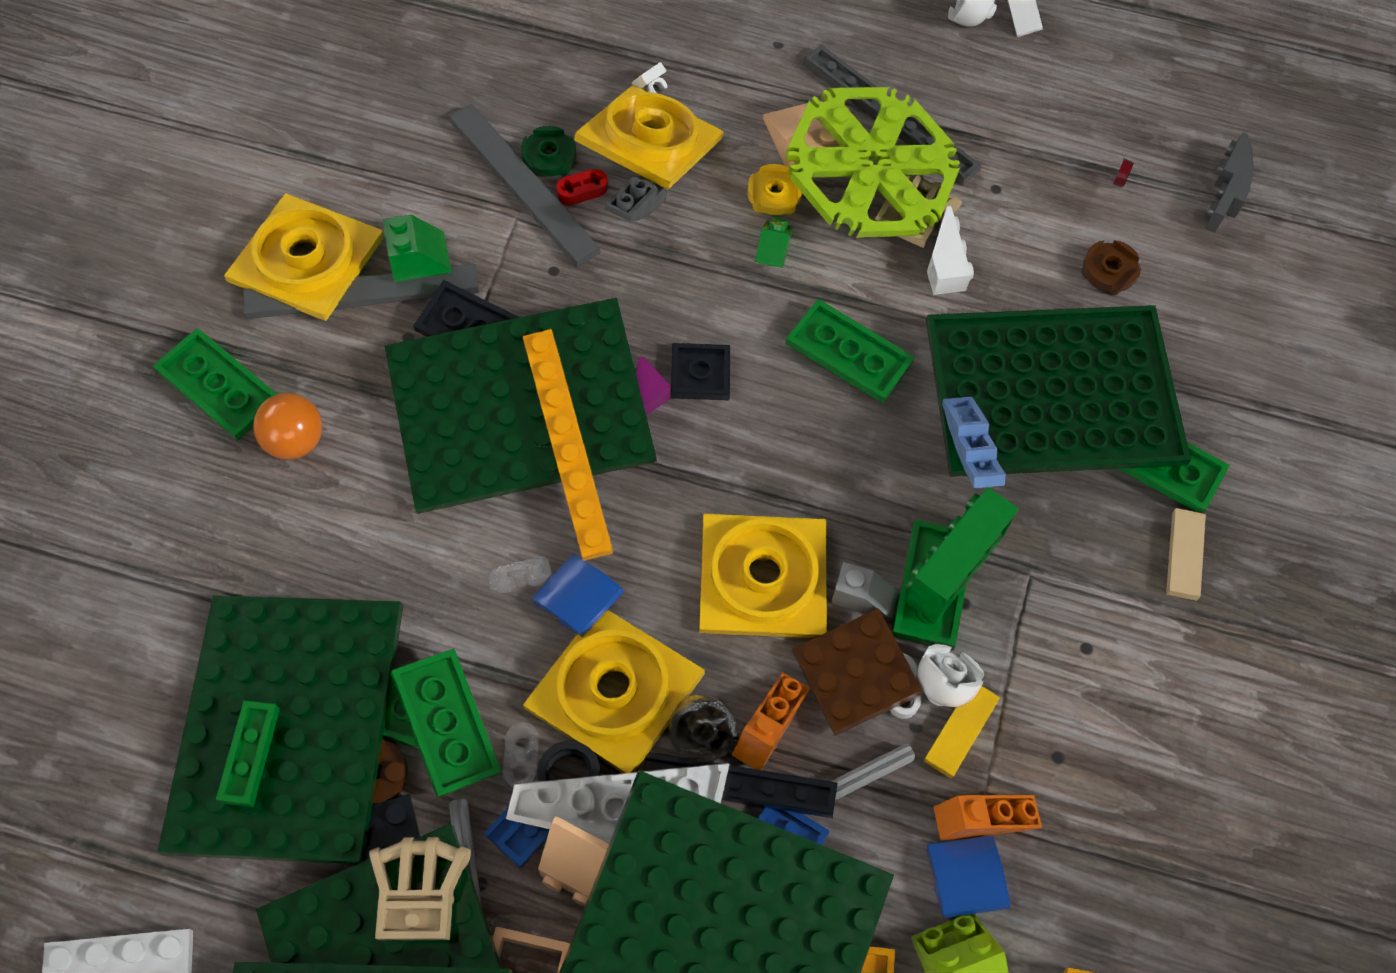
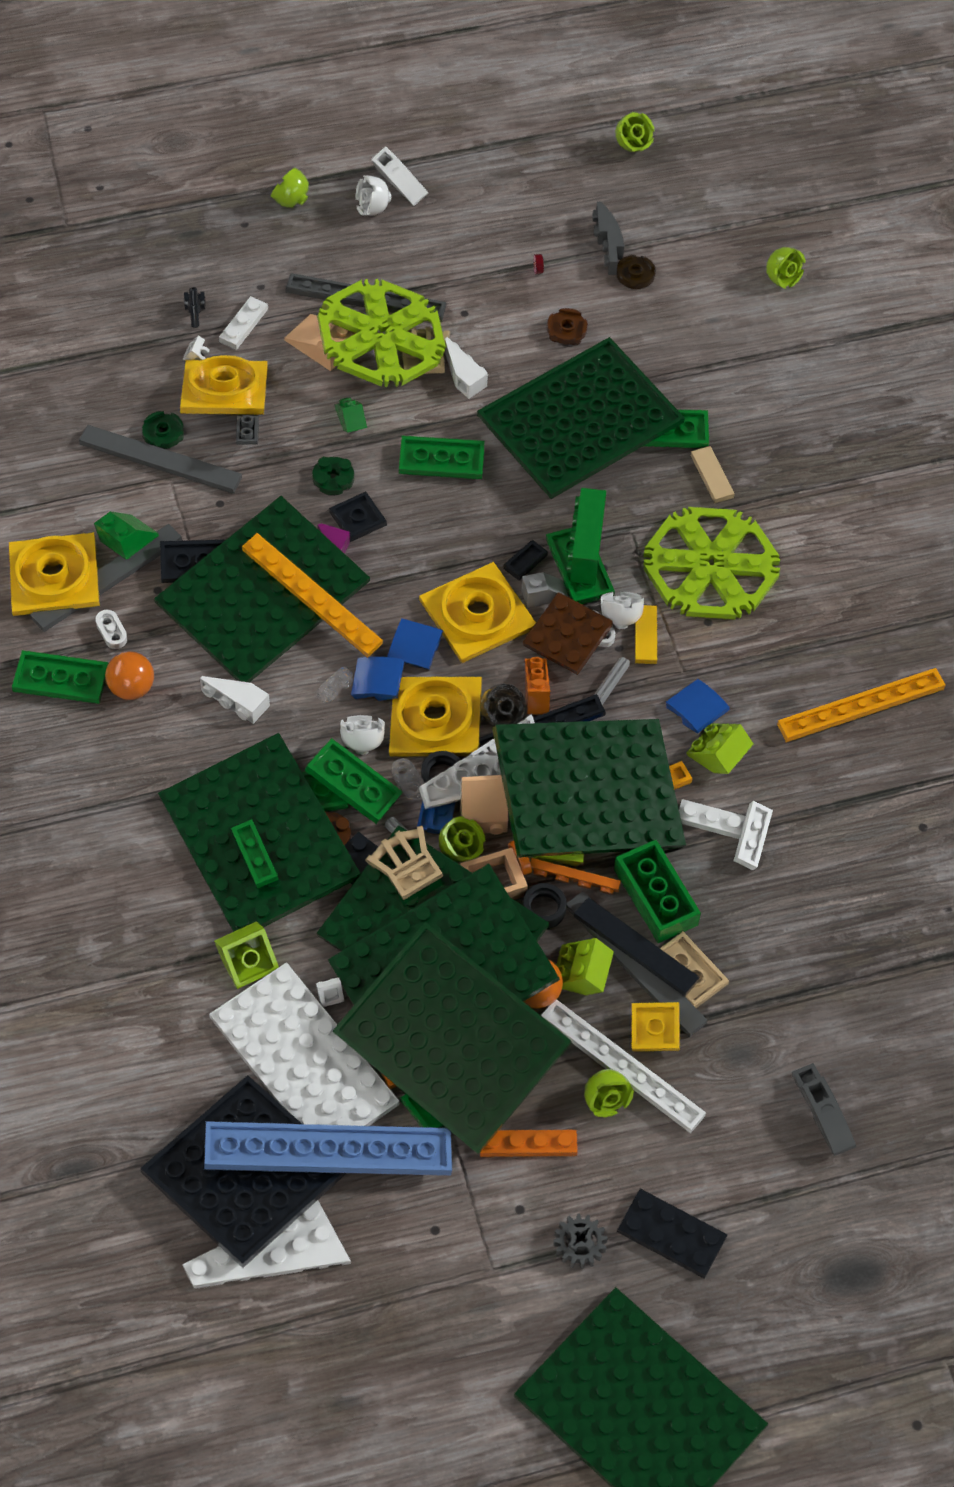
camera: 30 degrees left, 5 degrees down
(148, 886) = (247, 954): none -> lime slope
(316, 359) = (111, 631): none -> white plate
(399, 527) = (239, 696): none -> white slope
(502, 660) = (362, 733): none -> white cylinder
(519, 894) = (461, 839): none -> lime cylinder
(582, 186) = (198, 440): red beam -> none
(655, 575) = (415, 643): none -> blue slope
(684, 25) = (194, 303): none -> black piece
(710, 291) = (331, 465): none -> dark green plate
(728, 75) = (243, 323): none -> white plate
(769, 202) = (322, 391): yellow plate -> none
(869, 538) = (525, 560): none -> black tile
(972, 442) = (549, 465): medium blue slope -> none
(986, 815) = (686, 669): orange slope -> none
(1115, 698) = (702, 573): none -> lime plate
(1242, 241) = (635, 272): none -> dark brown tile
(1341, 72) = (634, 132): none -> lime cylinder

